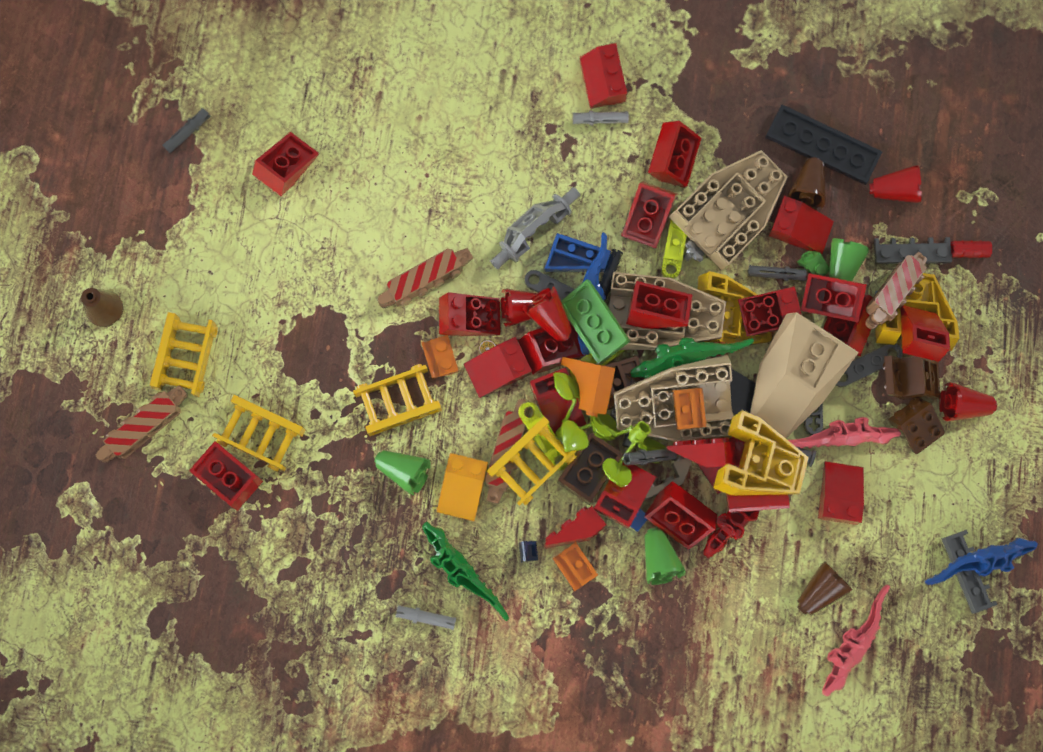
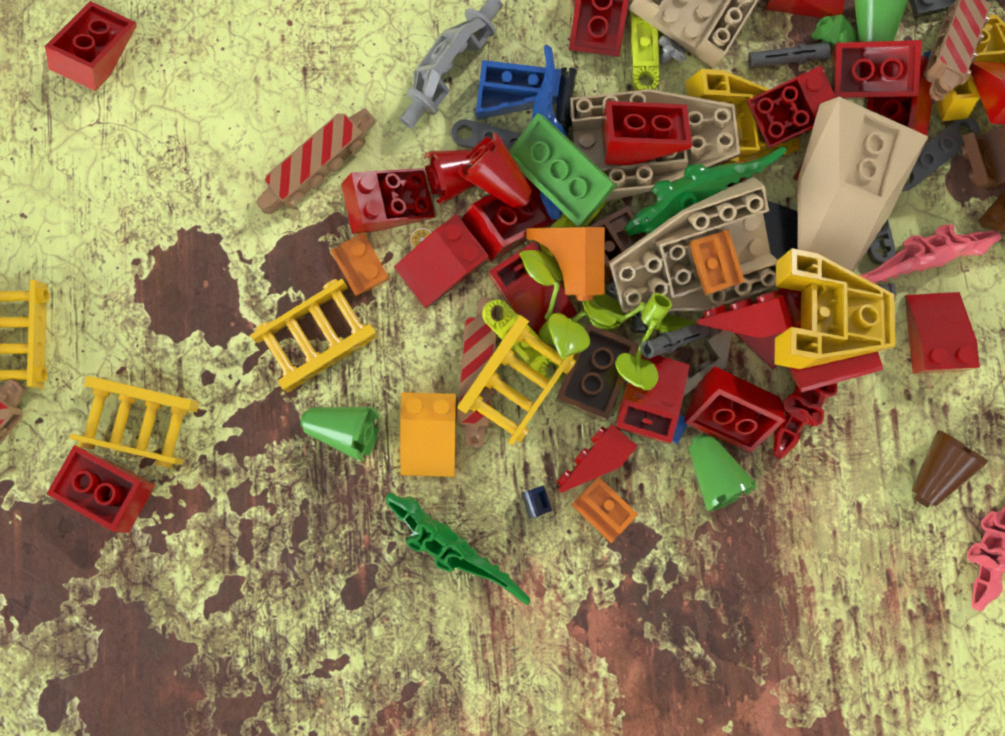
camera: 10 degrees left, 5 degrees up
(418, 615) = (416, 622): light grey pin -> none

